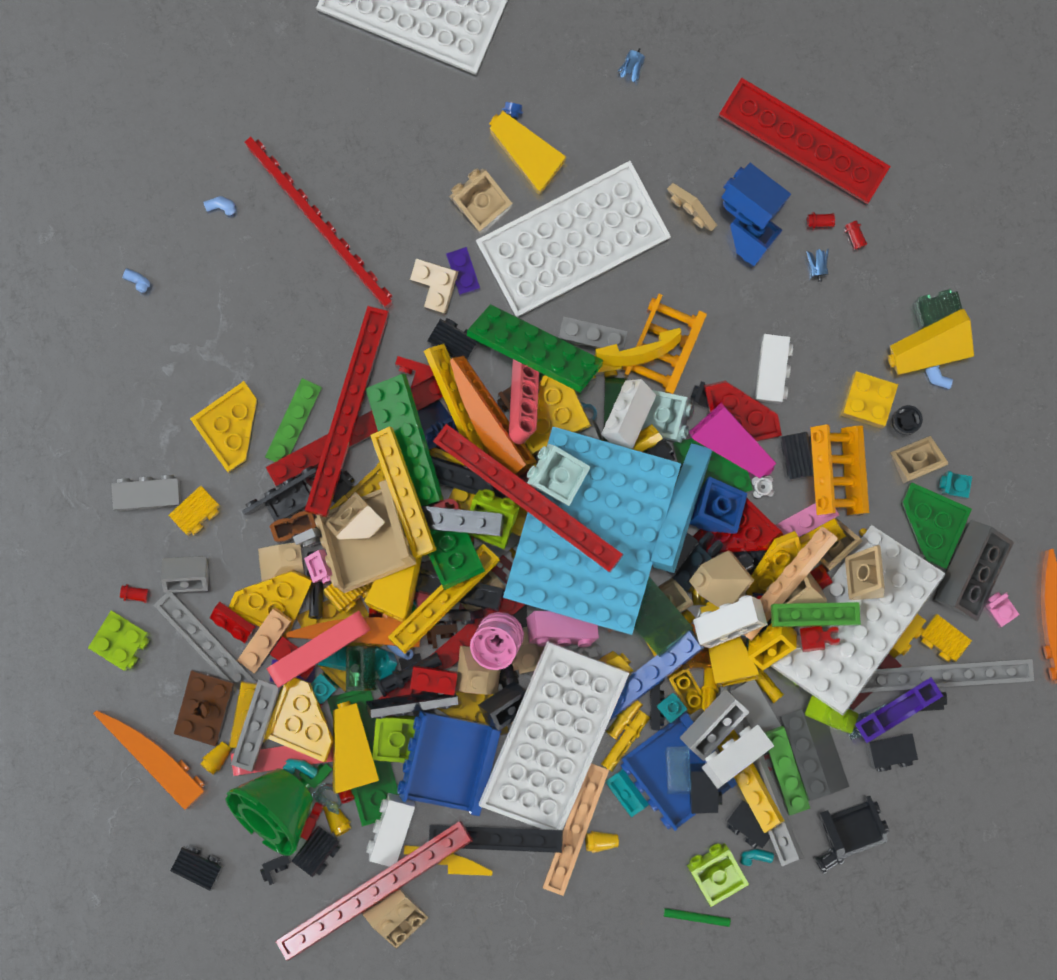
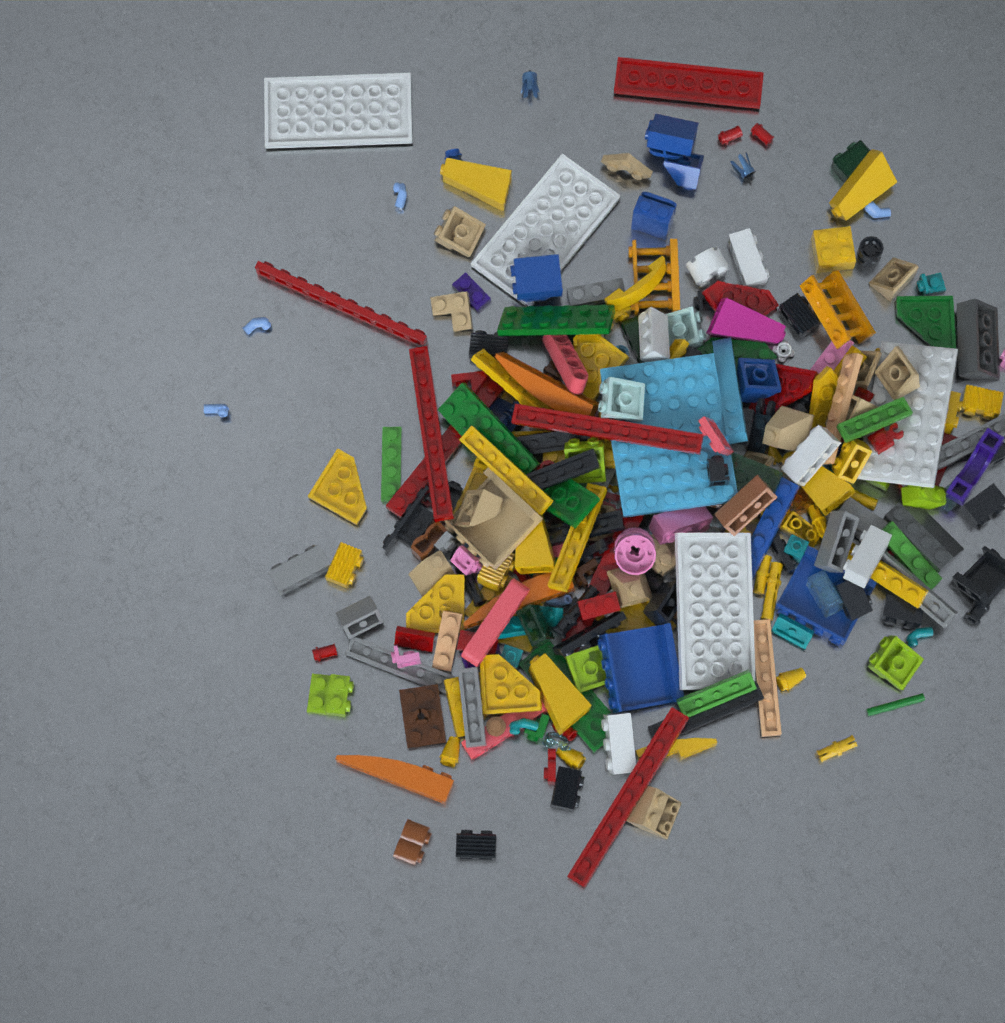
camera: 20 degrees left, 10 degrees down
(134, 834) = (412, 842): none -> dark orange brick
(214, 642) = (407, 659): none -> bright pink bracket
(271, 755) = (495, 726): none -> medium nougat plate
(273, 808) = (516, 769): green cone -> none
(277, 864) = (540, 813): black bracket -> none
(438, 129) = (402, 194): none -> light blue arm
(513, 826) = (716, 693): none -> bright green plate
(535, 291) = (537, 278): none -> blue brick
(613, 936) = (837, 748): none -> yellow pin
(621, 596) = (716, 471): none -> black brick
(635, 646) = (745, 505): none -> nougat brick
(636, 560) = (718, 441): none -> coral plate
(693, 276) = (653, 215): none -> blue brick
(725, 358) = (708, 266): none -> white brick

